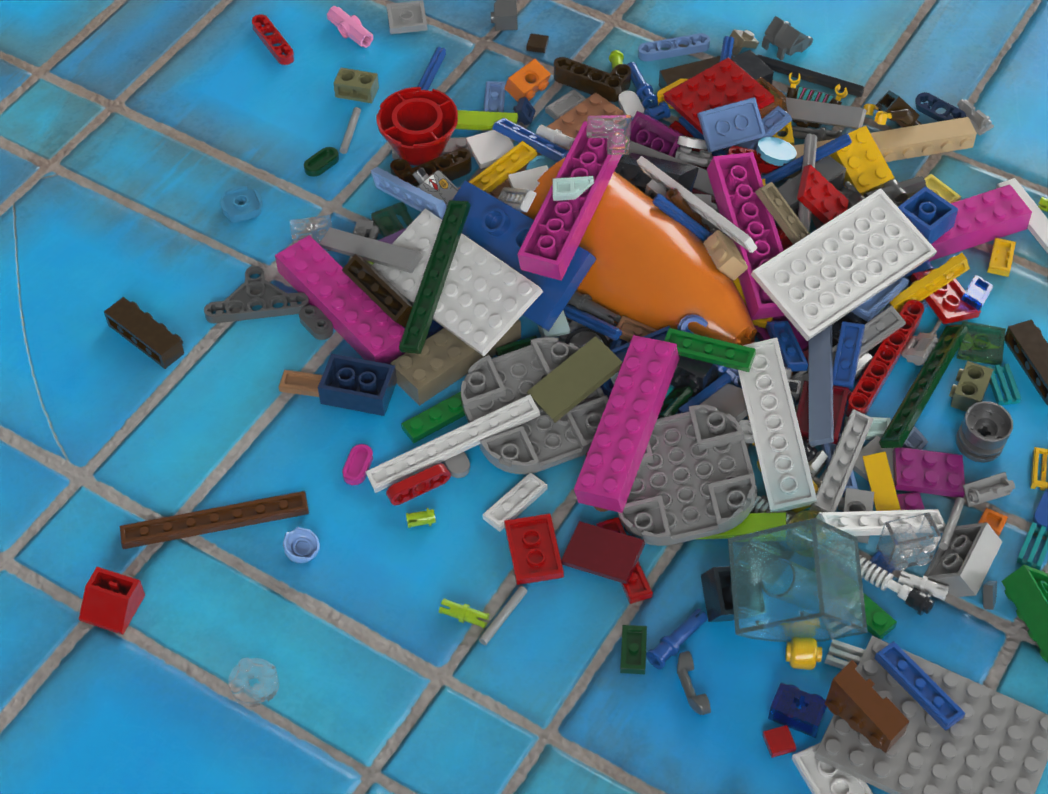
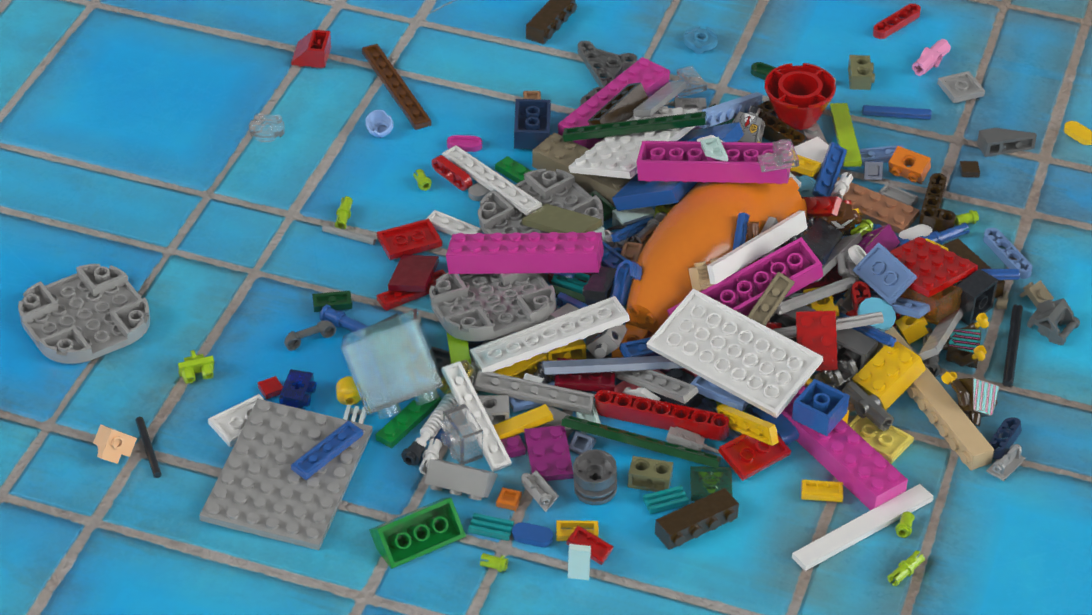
camera: 75 degrees right, 10 degrees down
(712, 350) = (604, 280): green plate -> none
(848, 354) = (643, 376): blue tile -> none
(864, 709) = (292, 408): reddish brown wedge -> none
(951, 523) = (495, 468): light grey bar -> none
(977, 292) = (766, 472): clear blue tile -> none
(989, 595) = (431, 495): dark grey tile -> none

